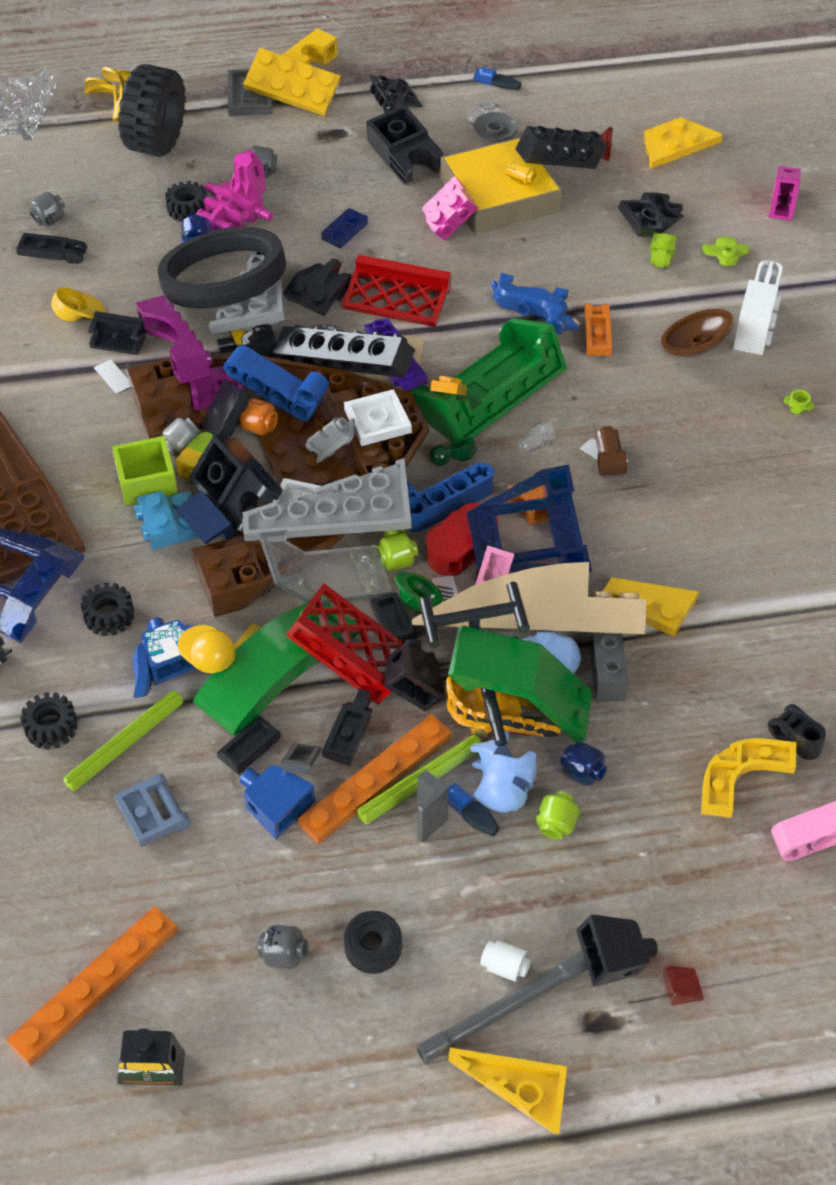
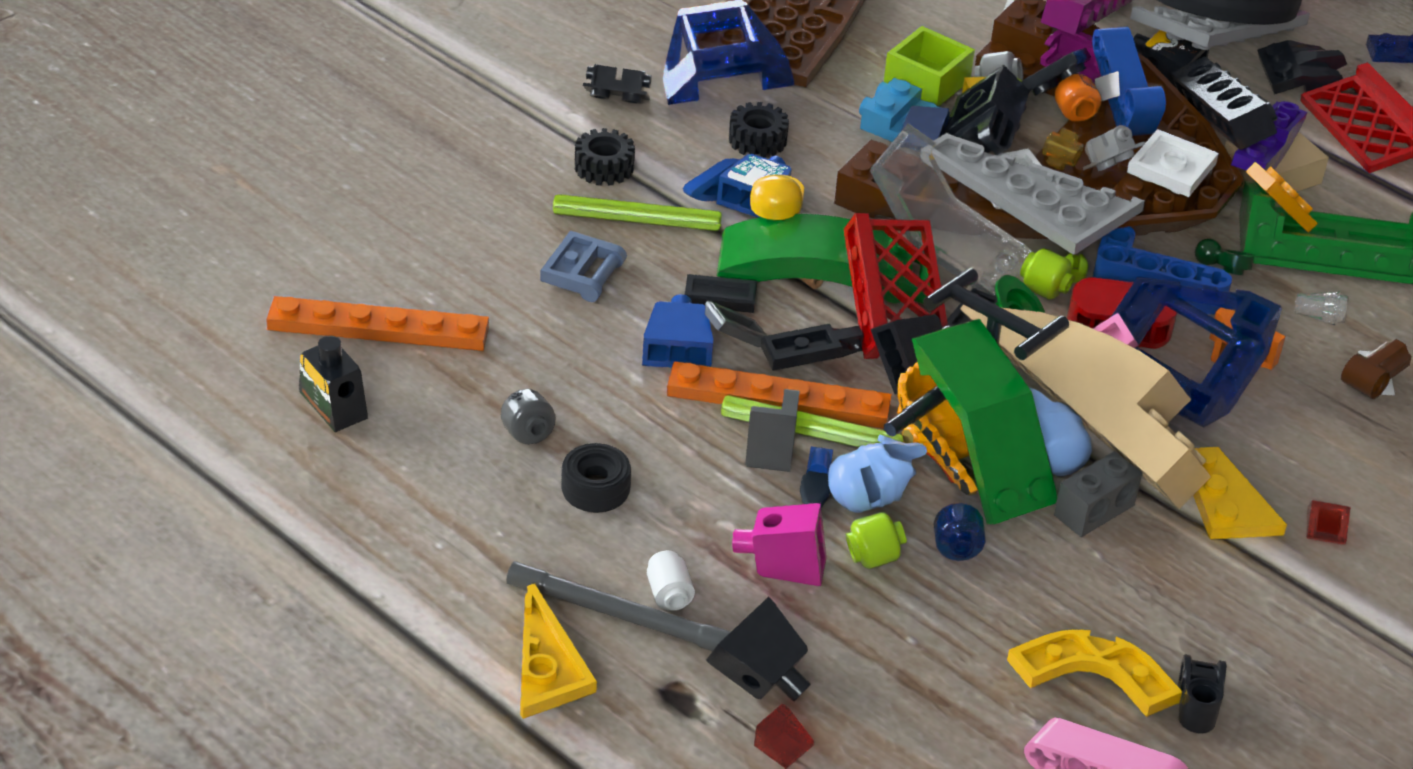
camera: 50 degrees right, 10 degrees down
(270, 394) = (1108, 86): none -> white sticker
(301, 461) = (1062, 149): none -> clear yellow gear
(529, 869) = (786, 543): none -> dark pink torso
(707, 570) = (1327, 522): none -> clear red slope

